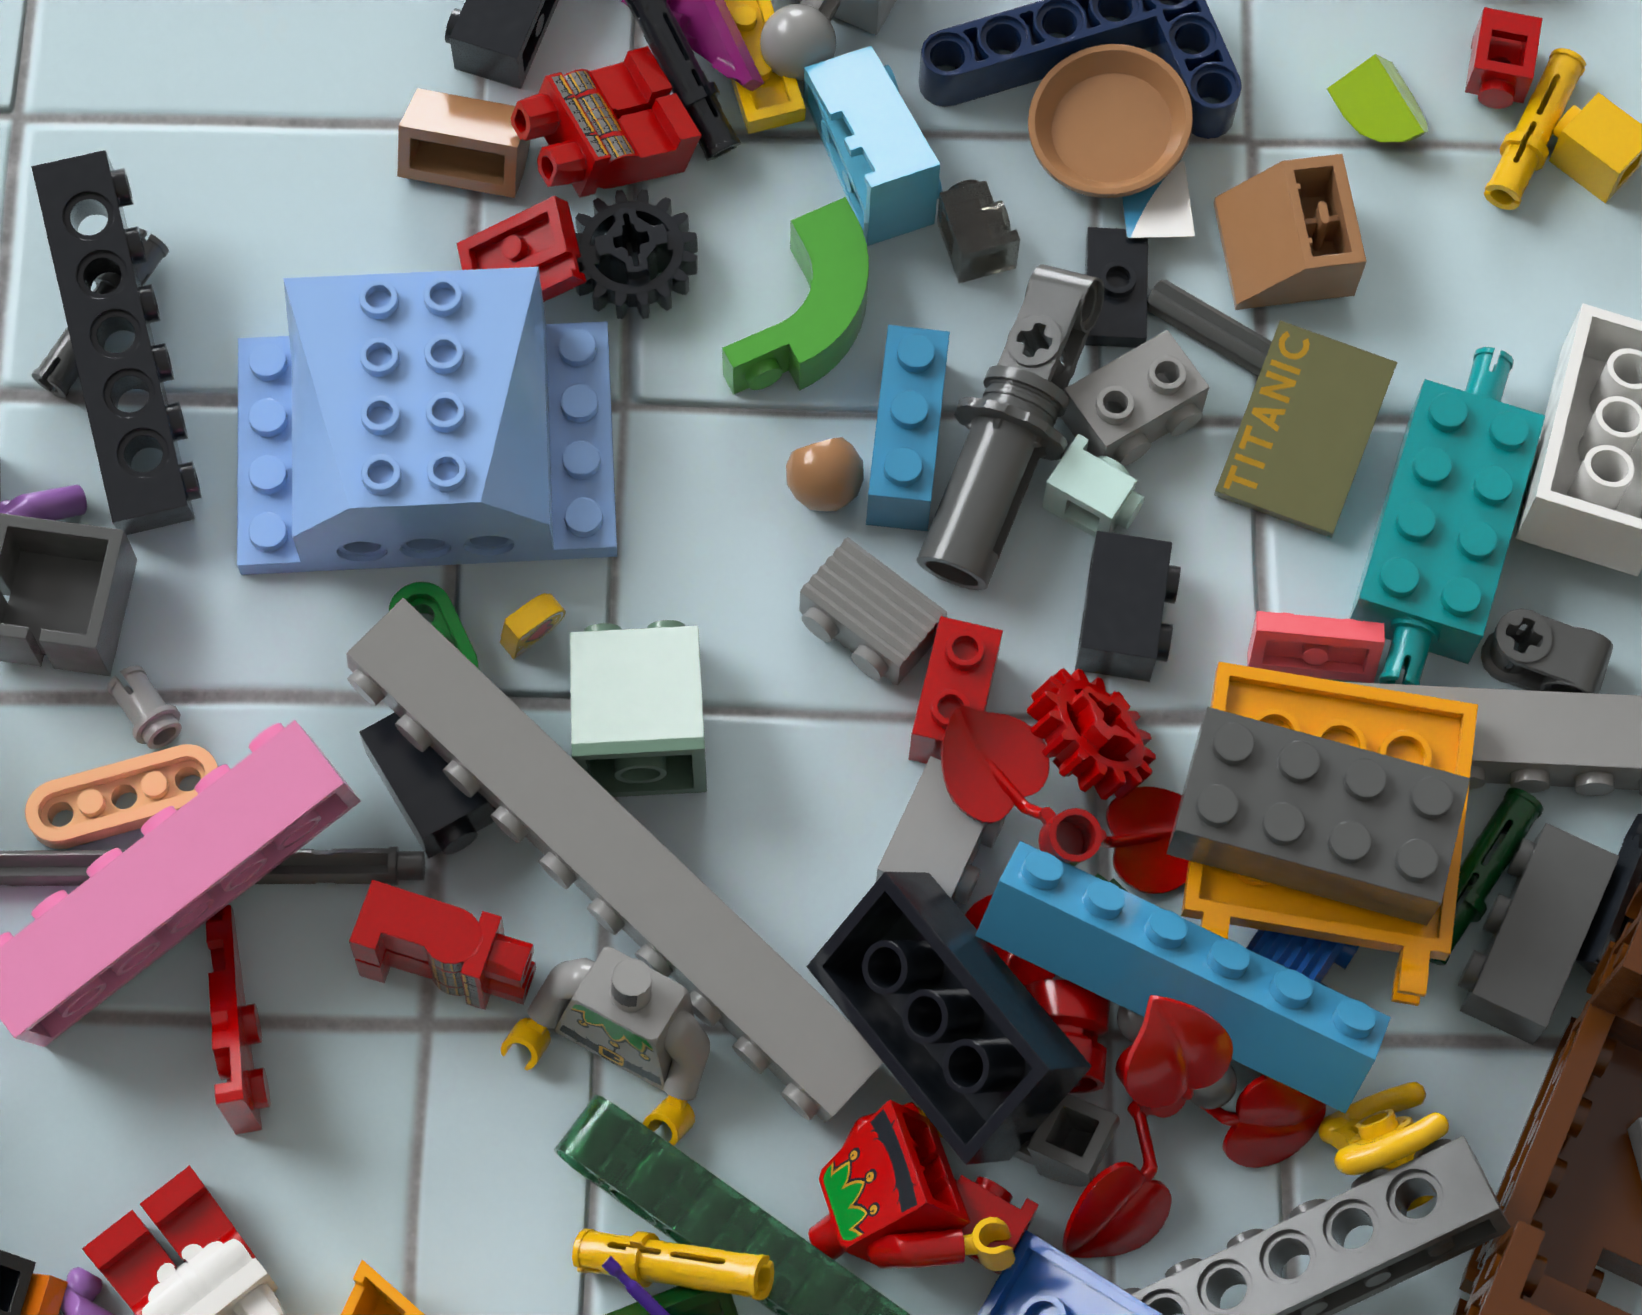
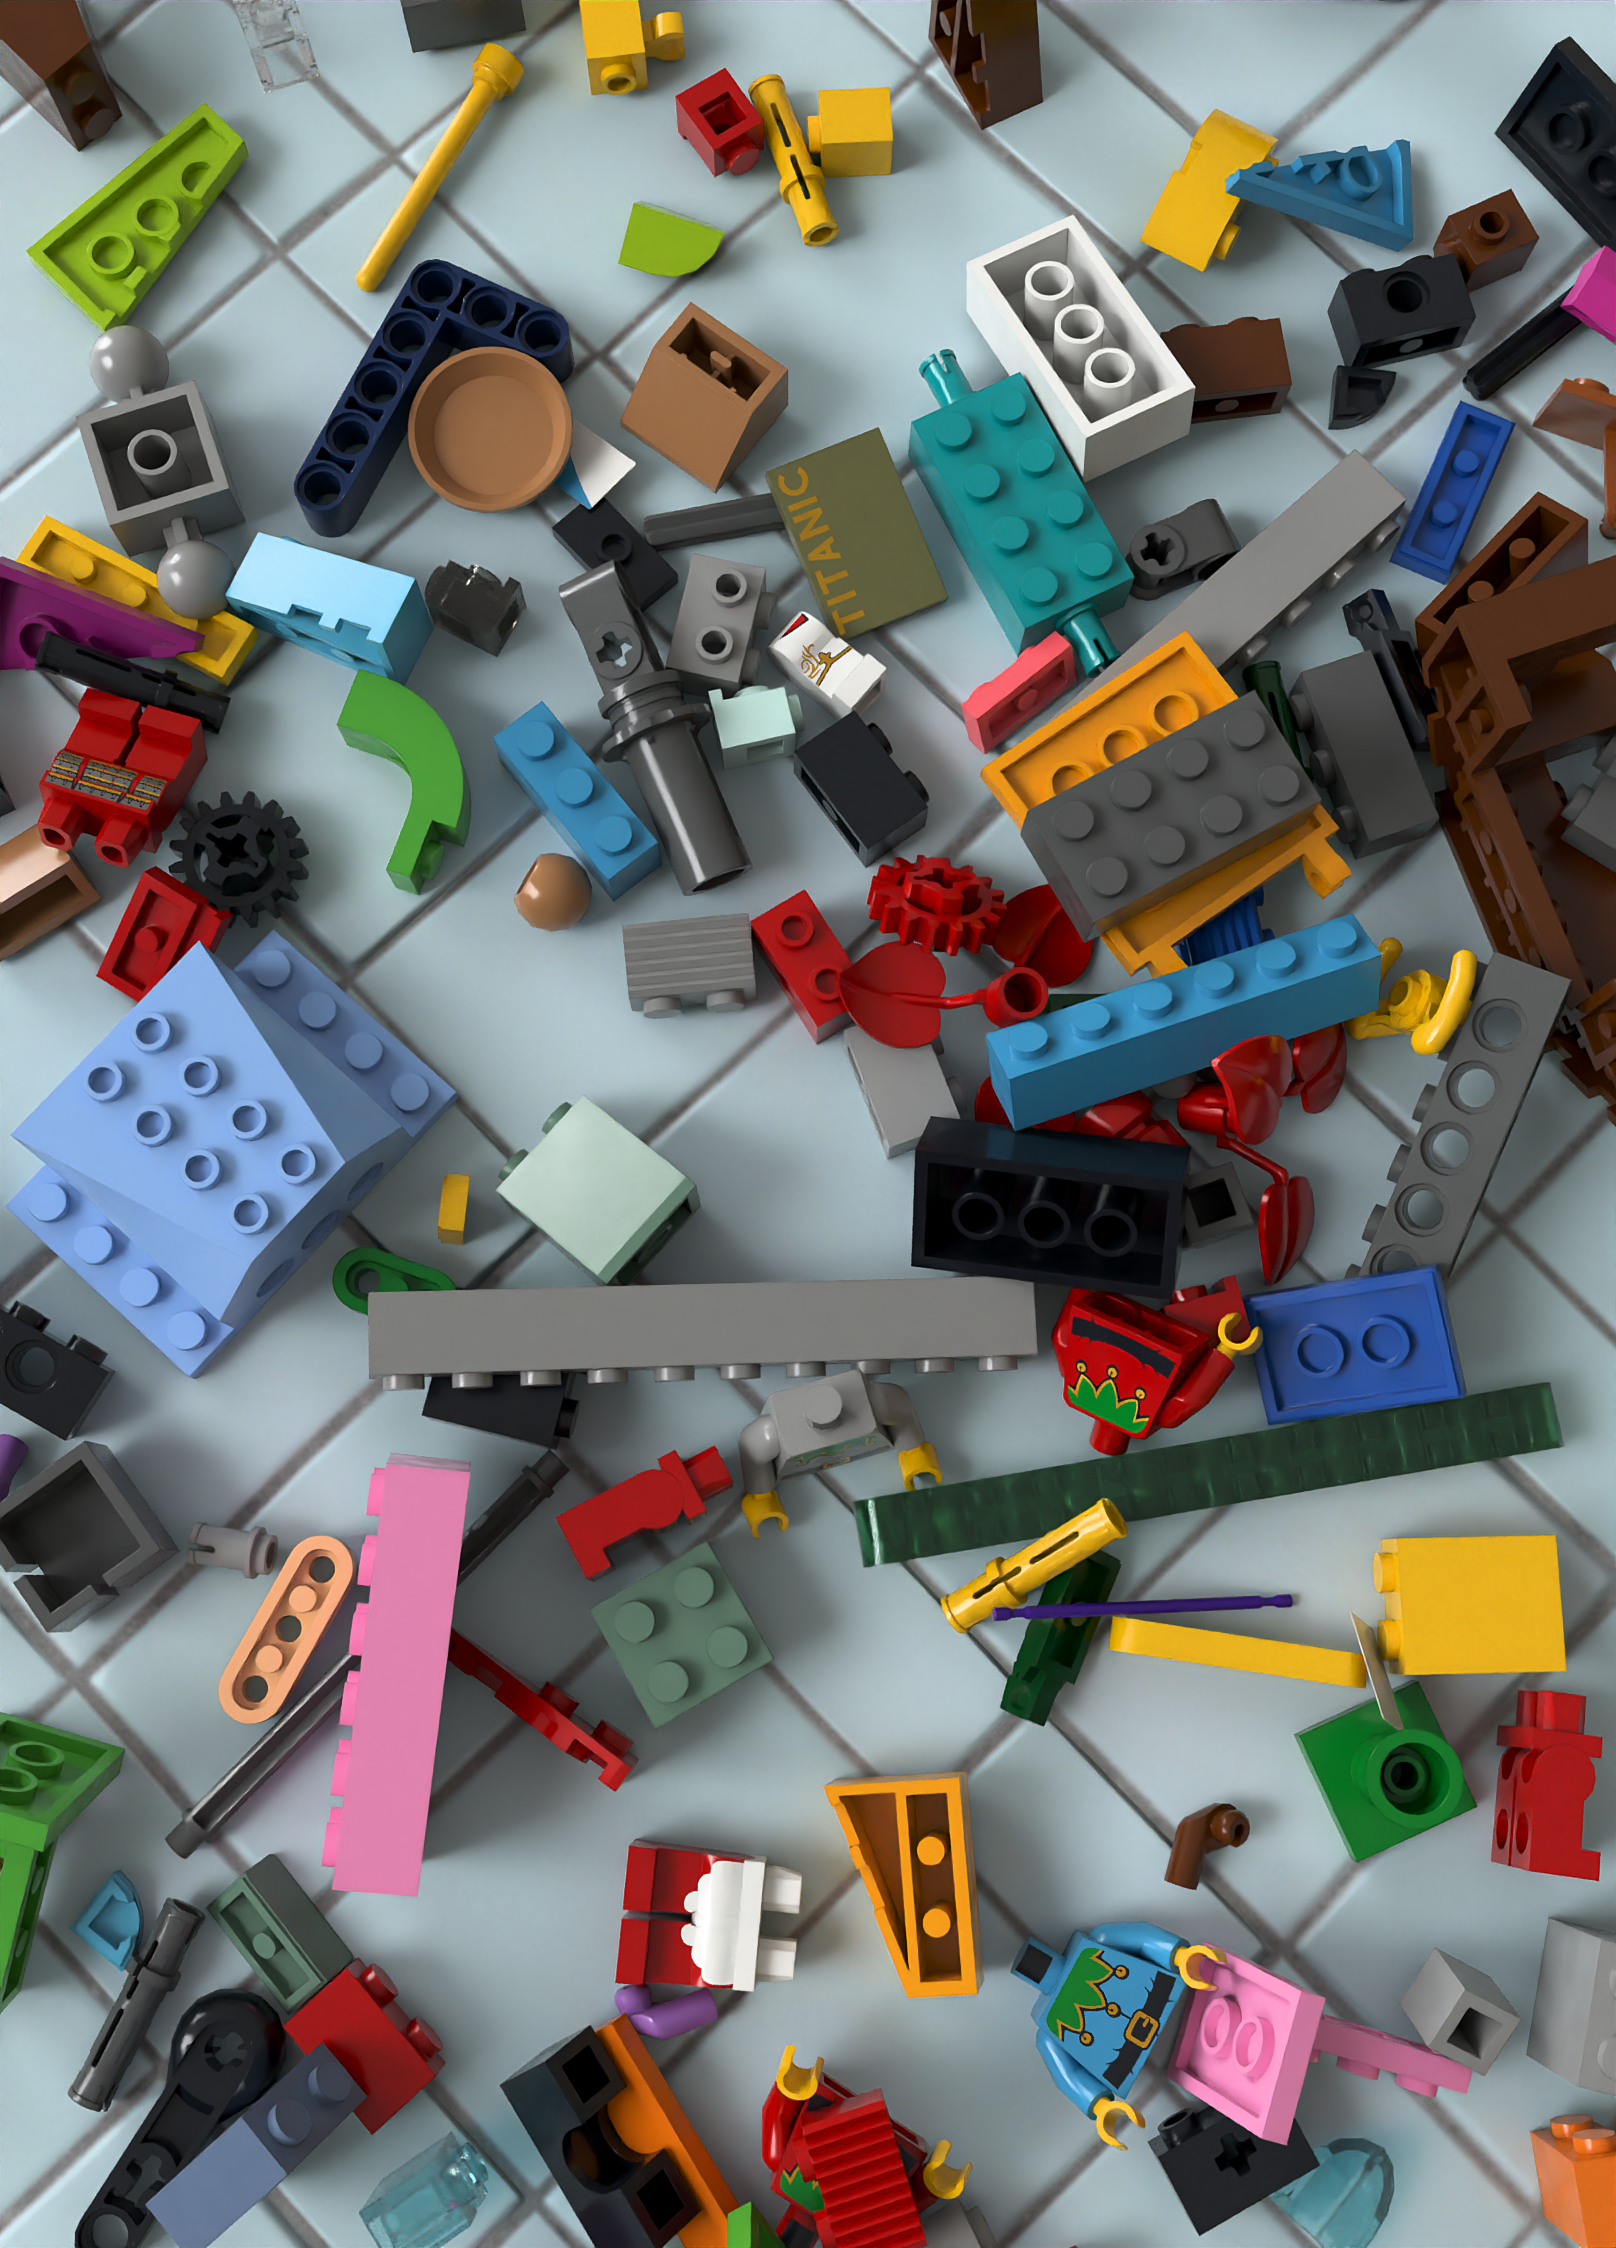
camera: 45 degrees left, 10 degrees up
(379, 1064) = (681, 1634): none -> sand green brick
(1189, 502) = (827, 667): none -> white leg

